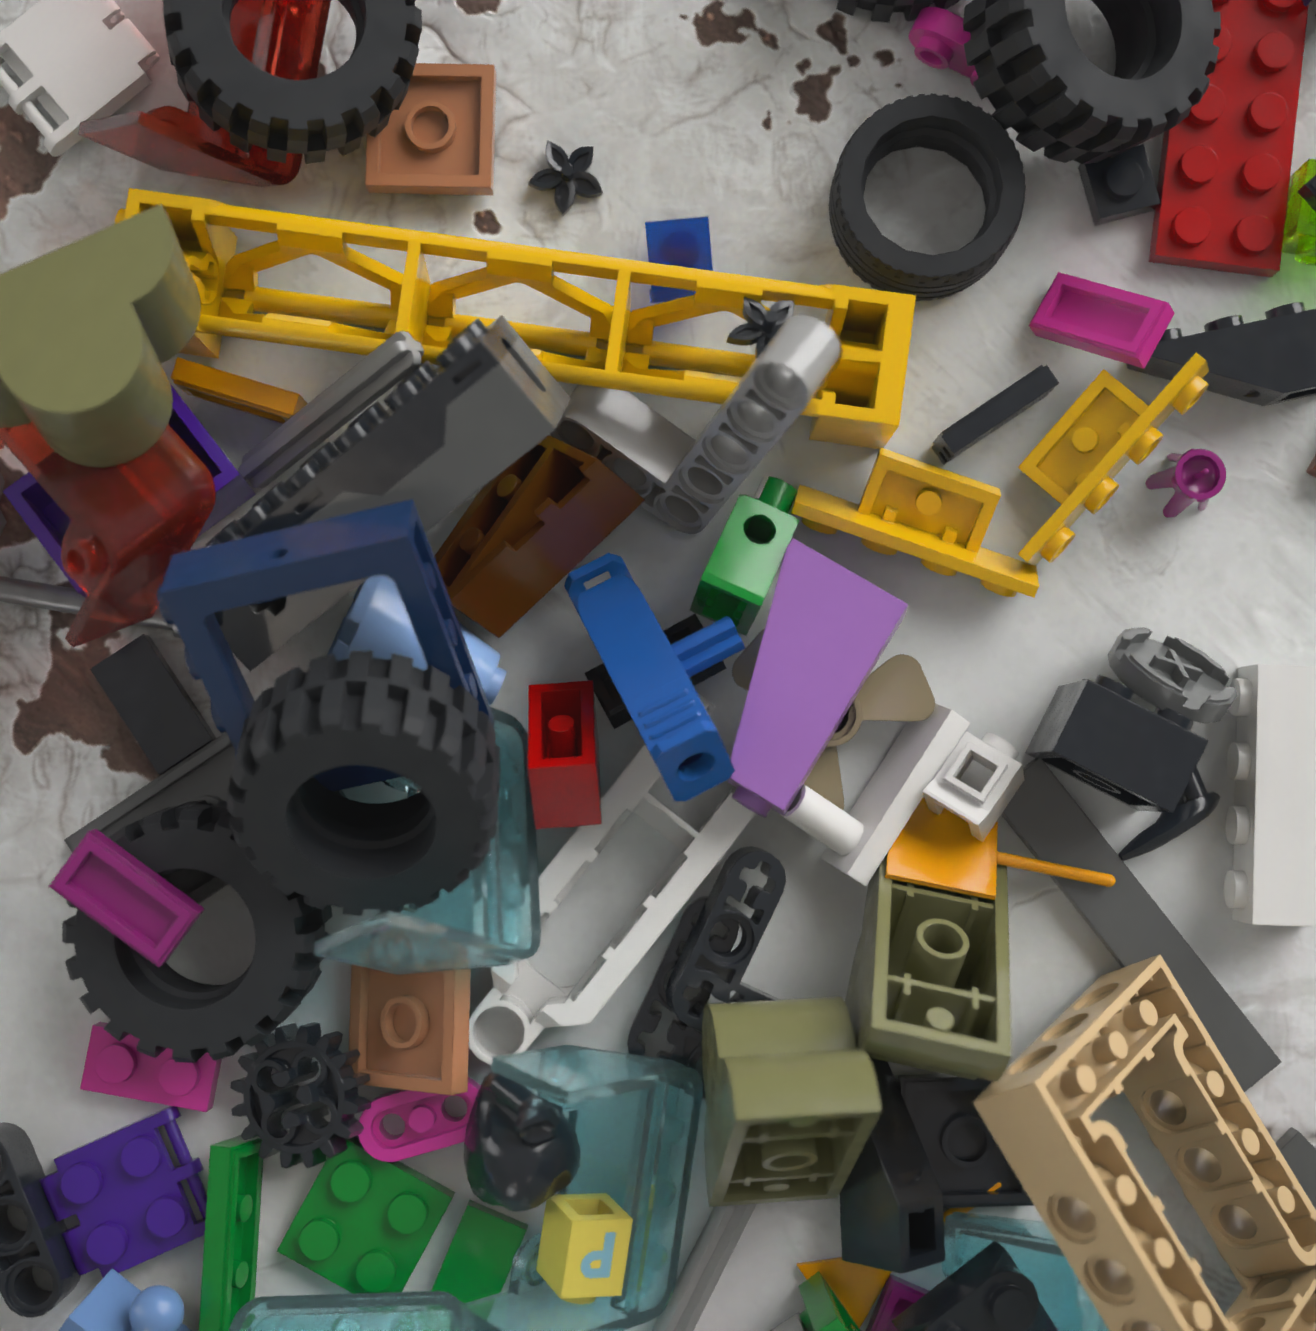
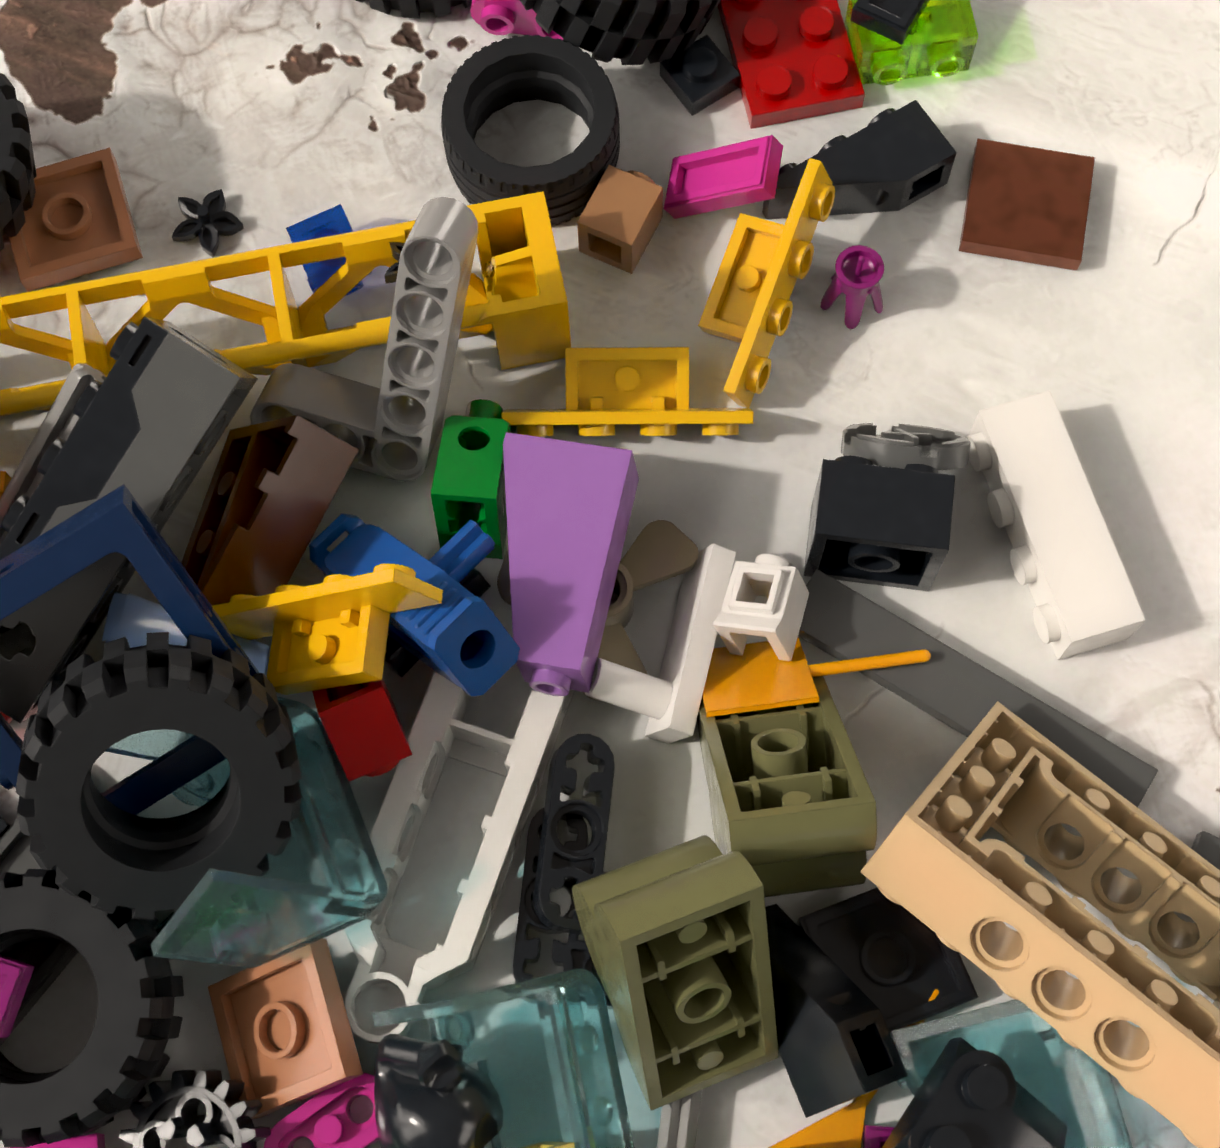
camera: 15 degrees left, 15 degrees down
(559, 697) = (330, 629): none -> yellow bracket
(983, 323) = (620, 218): none -> medium nougat brick
(994, 413) = (659, 287): black tile -> none
(1196, 807) = (978, 568): black bar -> none

